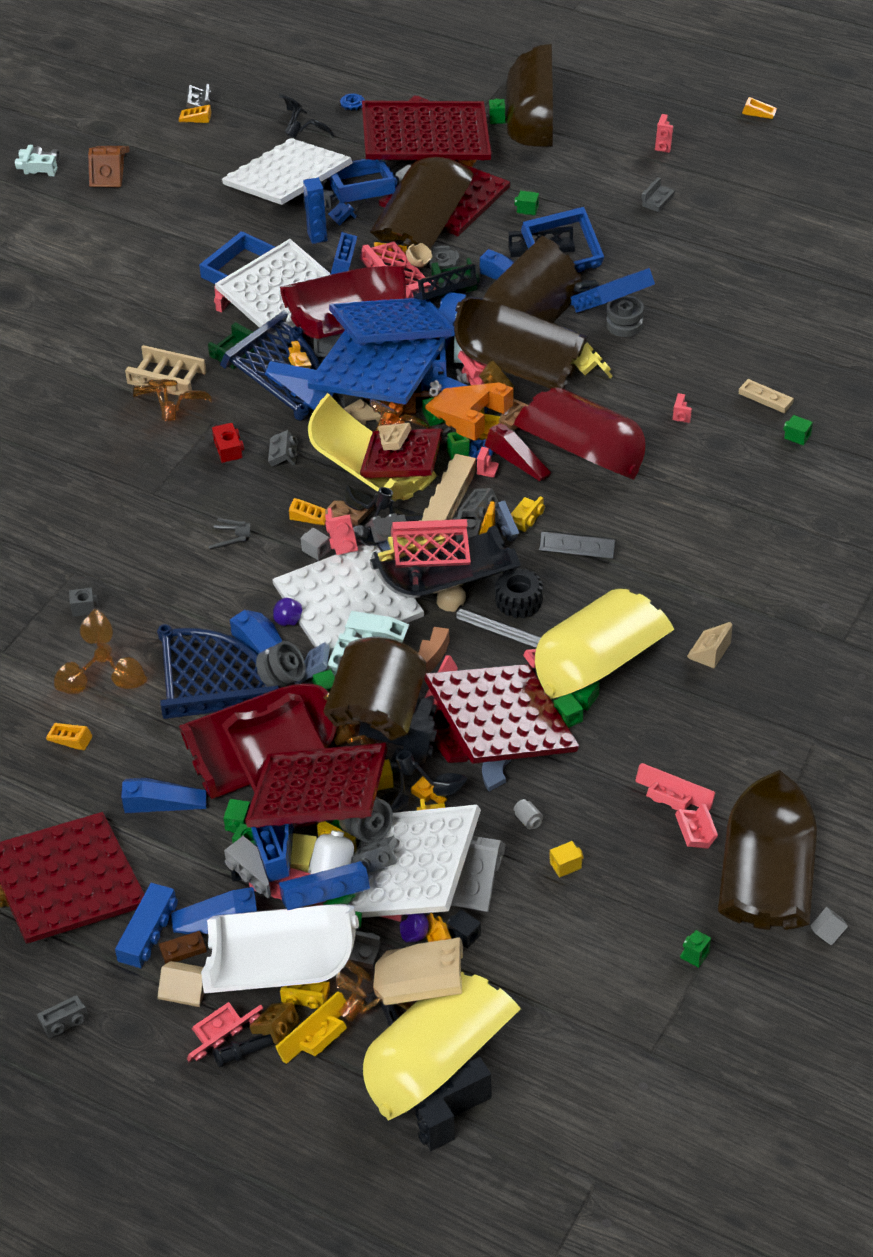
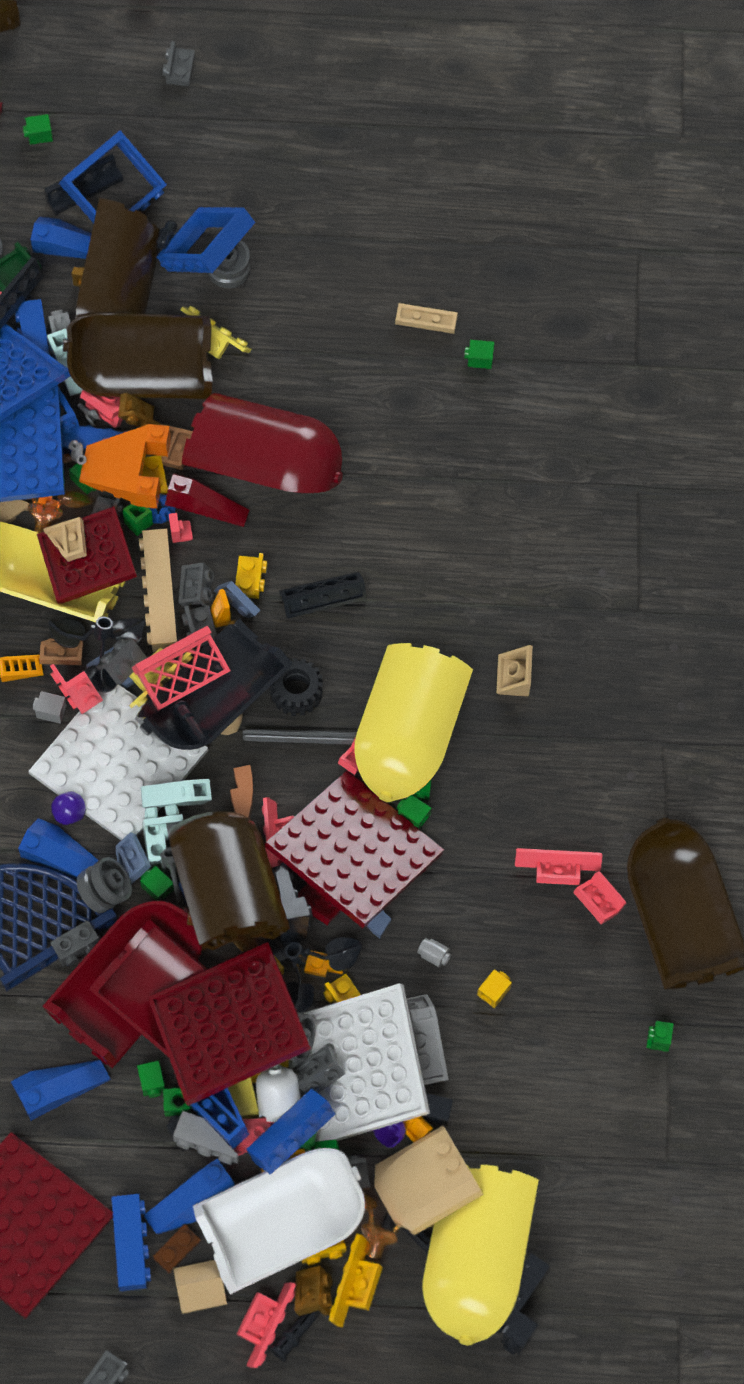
camera: 30 degrees left, 20 degrees up
(232, 695) = (75, 944): none -> dark grey bracket
(681, 411) = (346, 374): coral bracket -> none

